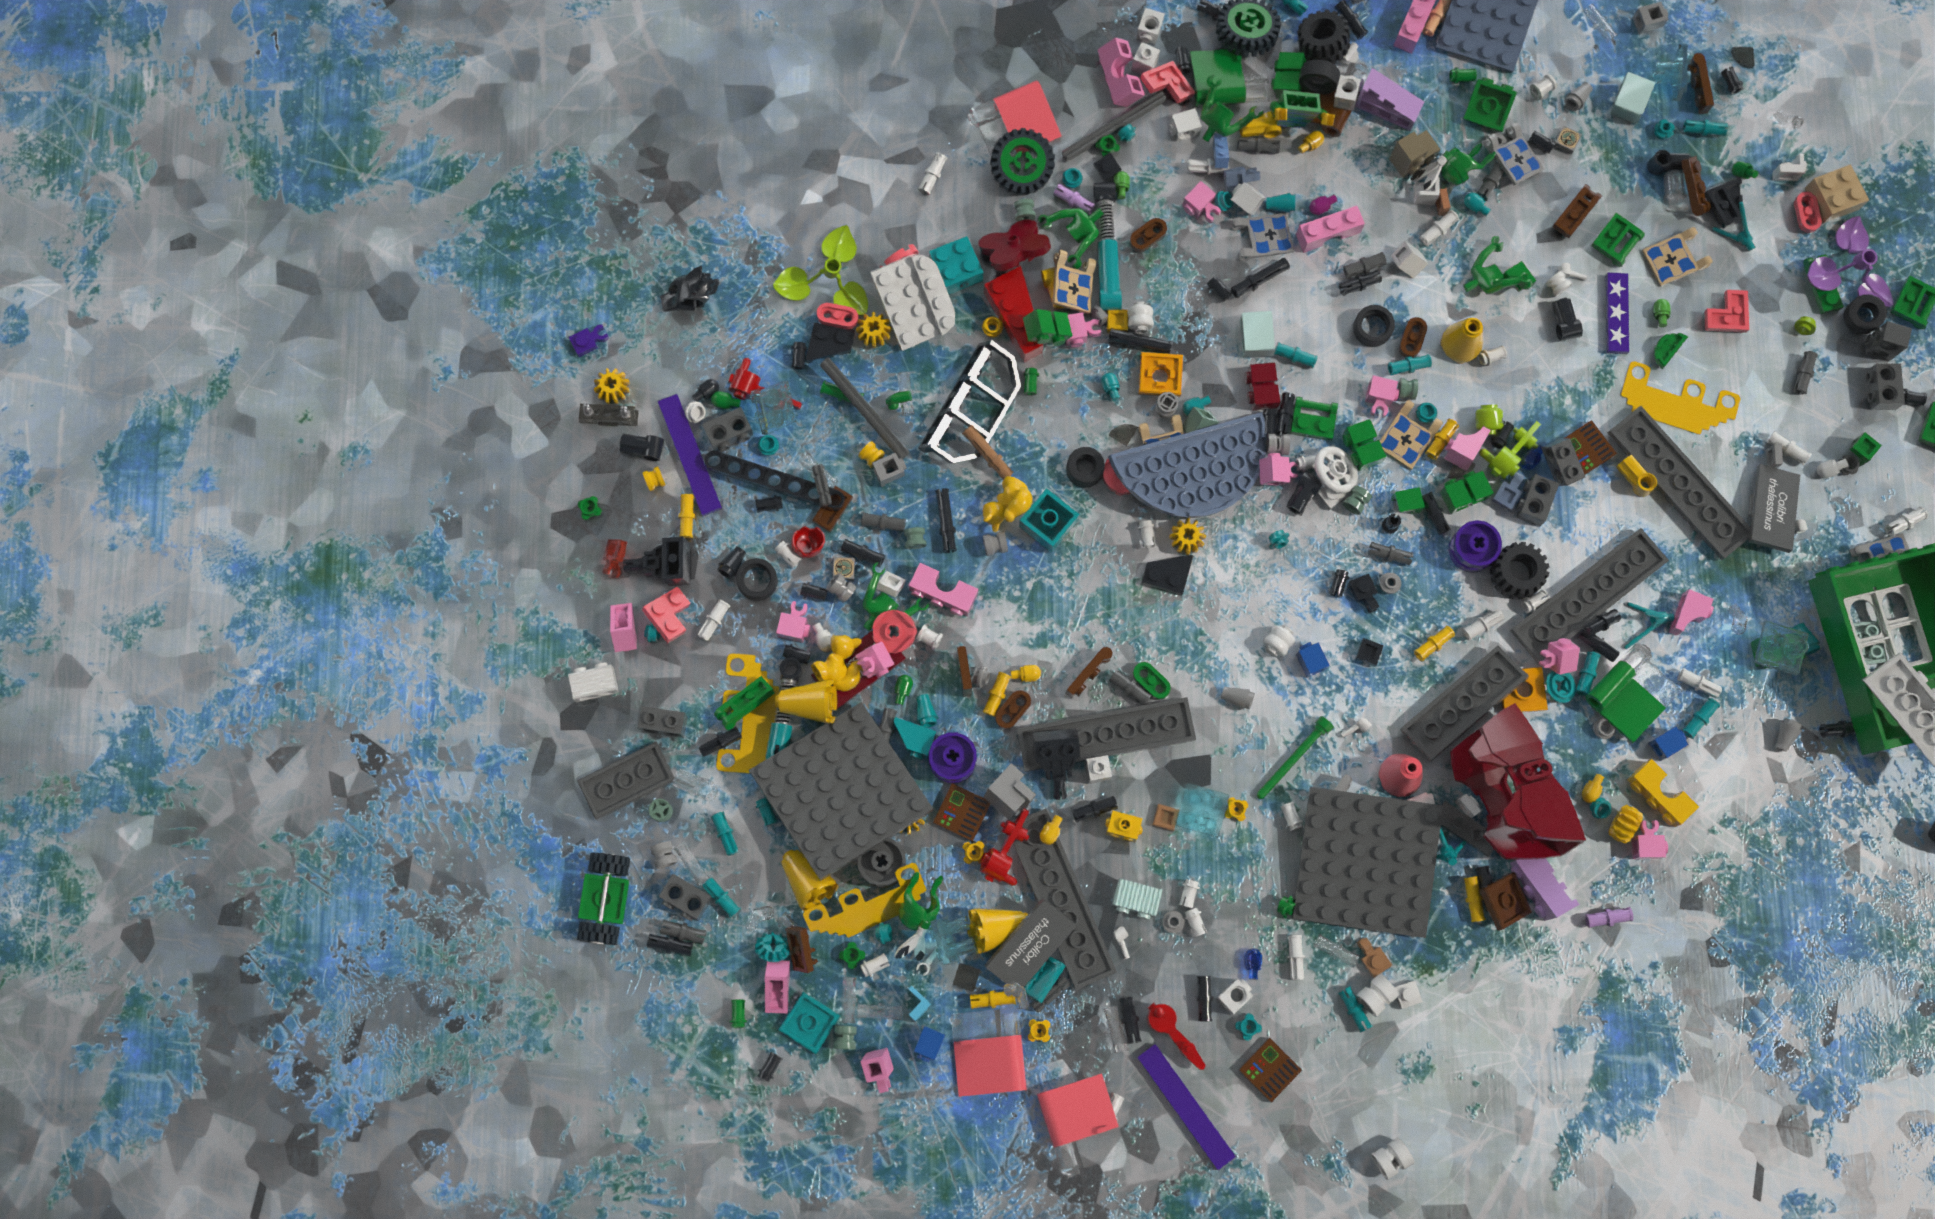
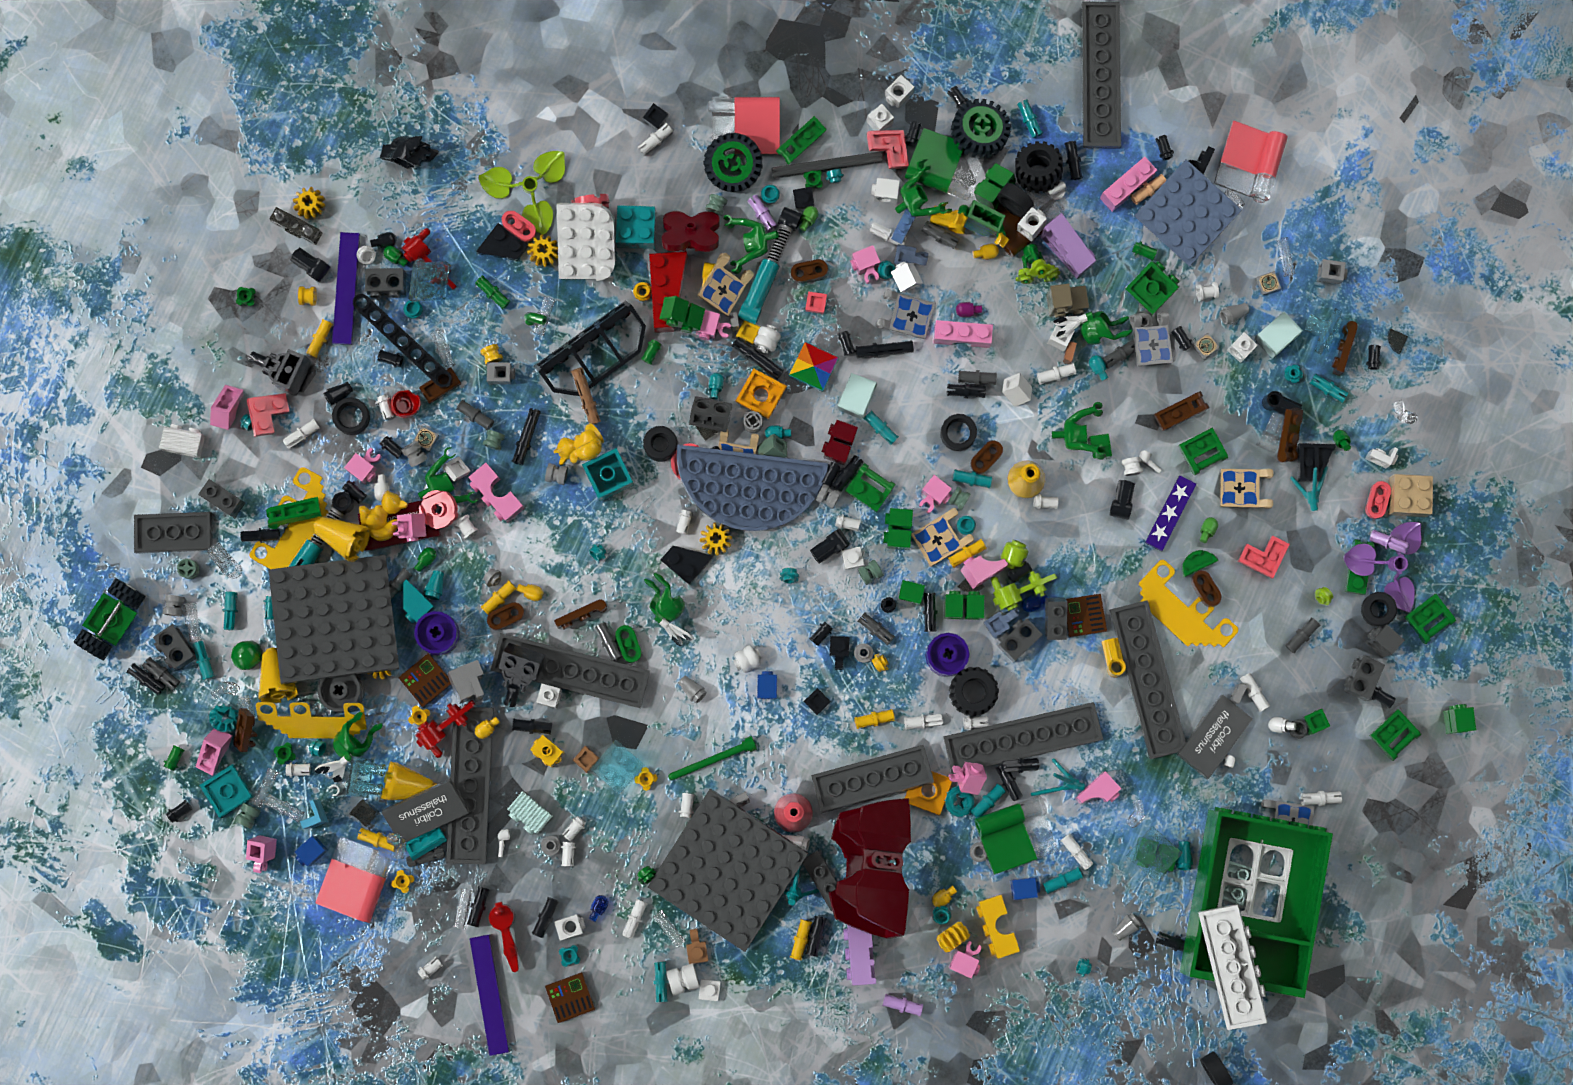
camera: 25 degrees right, 5 degrees up
(586, 342) = (306, 155): dark purple plate -> none
(613, 554) = (246, 344): clear red plate -> none
(763, 871) = (246, 655): none -> green hair
(798, 358) = (472, 244): black pin -> none
(821, 485) = (436, 363): dark grey axle -> none
(862, 553) = (446, 433): black pin -> none
(864, 408) = (503, 314): dark grey axle -> none
(922, 152) = (655, 116): none -> black plate
(964, 671) = (478, 567): reddish brown tile -> none
(1075, 603) = (597, 552): none -> teal plate
(1078, 112) = (801, 139): none -> green plate
(1081, 1124) = (398, 970): coral door -> none
(1113, 58) = (853, 107): bright pink arch -> none
(1122, 415) = (710, 414): none -> dark grey brick
(1170, 262) = (816, 302): none -> coral plate
(1177, 627) = (667, 610): none -> green hair
(1198, 325) = (813, 366): none -> tile
(1276, 470) = (815, 517): bright pink brick -> none
(1281, 203) = (934, 293): teal cone -> none
(1336, 469) = (878, 534): white plate -> none
(1363, 724) = (782, 758): white hand -> none
(1376, 130) = (1038, 268): none -> lime plant
(1412, 585) = (880, 662): none -> yellow plate
(1468, 805) = (835, 862): white plate -> none
(1505, 901) = (824, 953): reddish brown tile -> none
(1595, 55) = (1268, 283): none -> tile
(1604, 124) = (1242, 347): none -> white brick
(1690, 368) = (1205, 589): none -> reddish brown plate
(1766, 794) = (1083, 967): none -> teal plate
(1841, 245) = (1389, 541): none -> lavender axle

